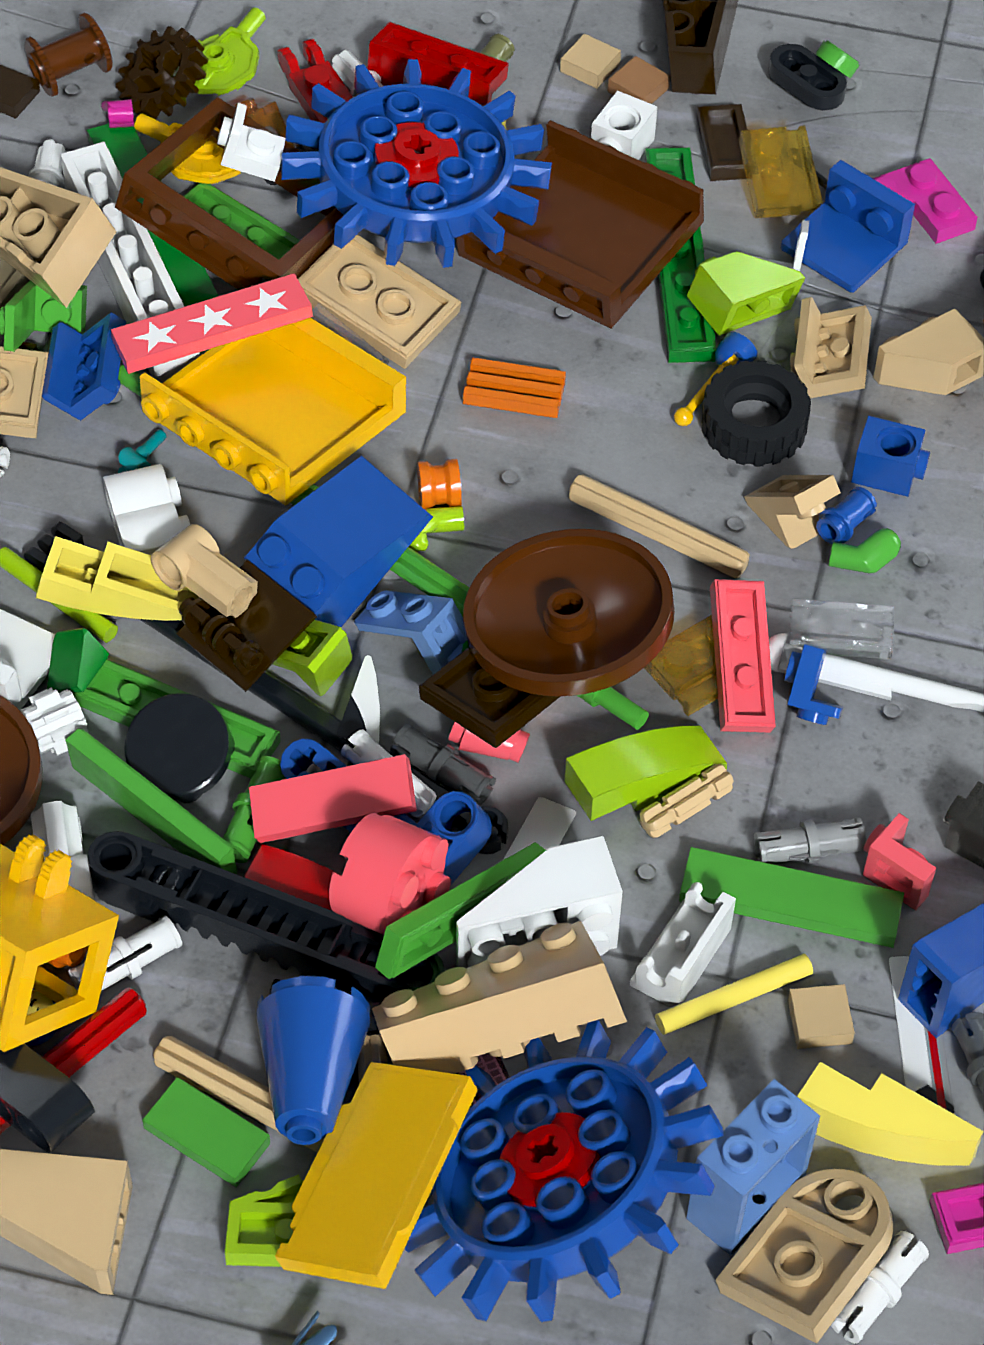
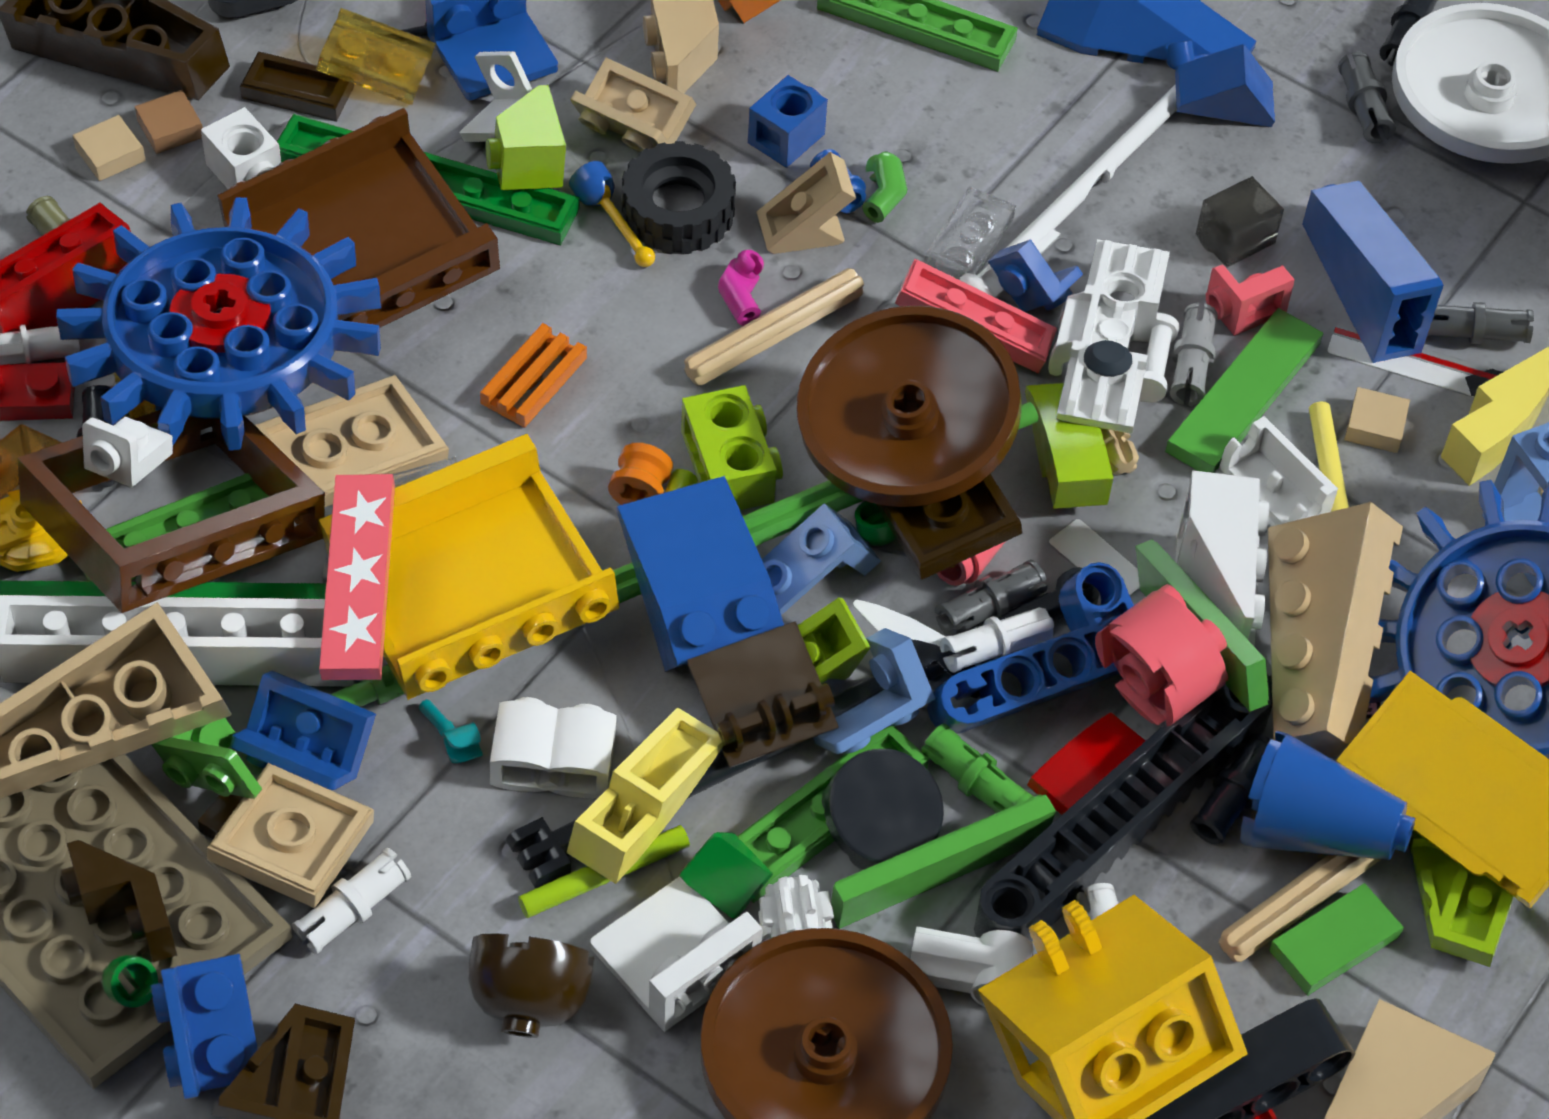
camera: 70 degrees left, 0 degrees up
(196, 563) = (685, 702): tan piece -> none
(307, 711) = (906, 690): none -> medium blue bracket
(332, 798) = (1030, 685): coral tile -> none
(494, 524) = (729, 440): none -> lime brick
(688, 485) = (738, 283): none -> dark pink arm
(774, 746) = (1095, 334): none -> white piece

